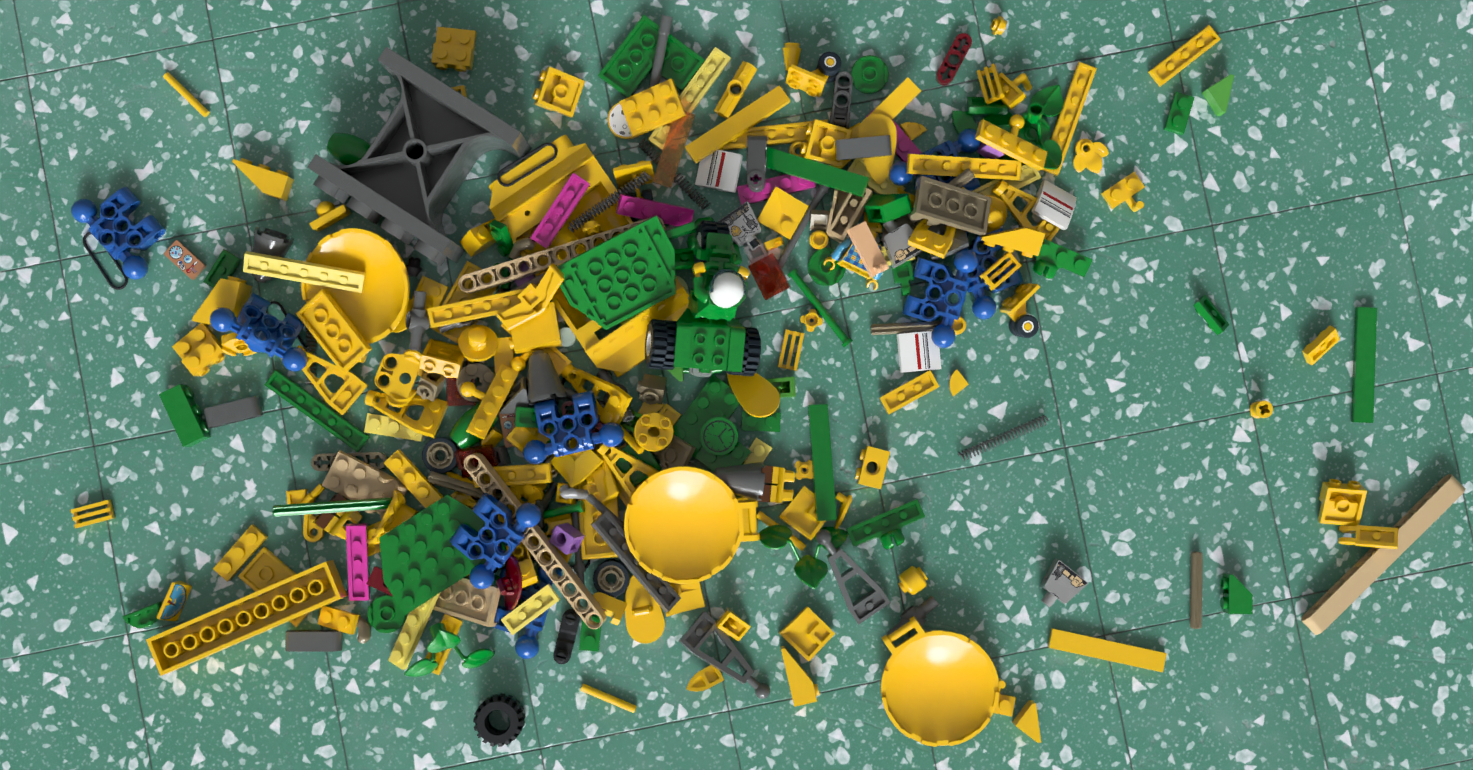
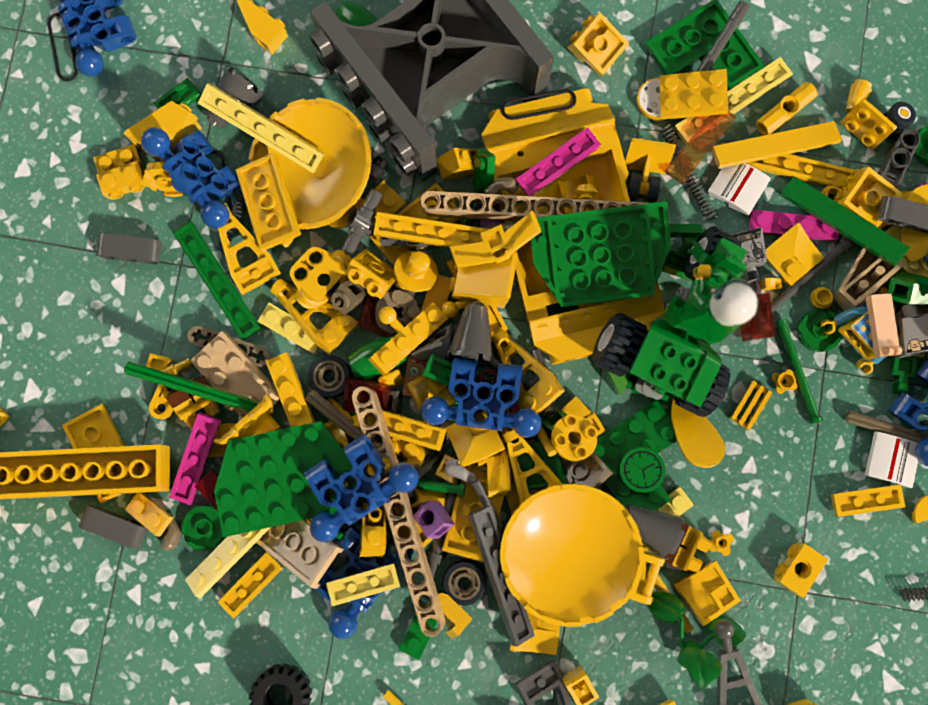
camera: 25 degrees right, 5 degrees down
(185, 259) = (143, 75): nougat tile -> none
(185, 415) = (77, 233): green brick -> none
(240, 552) = (74, 400): yellow plate -> none
(328, 215) = (309, 83): yellow tile -> none
(442, 641) = (252, 584): green plant -> none
(512, 582) = (355, 548): dark red shield -> none
(566, 636) = (390, 629): black piece -> none
(567, 337) = (514, 302): light aqua tile -> none
(628, 186) = (614, 170): dark grey piece -> none
(642, 614) = (485, 636): yellow shield -> none
(645, 208) = (647, 192): dark pink plate -> none
(652, 389) = (585, 390): dark tan brick -> none
(756, 162) = (785, 190): dark grey piece -> none
(769, 424) = (686, 471): green plate -> none
(785, 386) = (735, 442): bright green slope -> none
(819, 220) = (831, 277): dark tan plate -> none
(822, 462) = (744, 543): green tile -> none
(844, 507) = (749, 604): yellow bar -> none
(886, 525) = (793, 642): green plate -> none

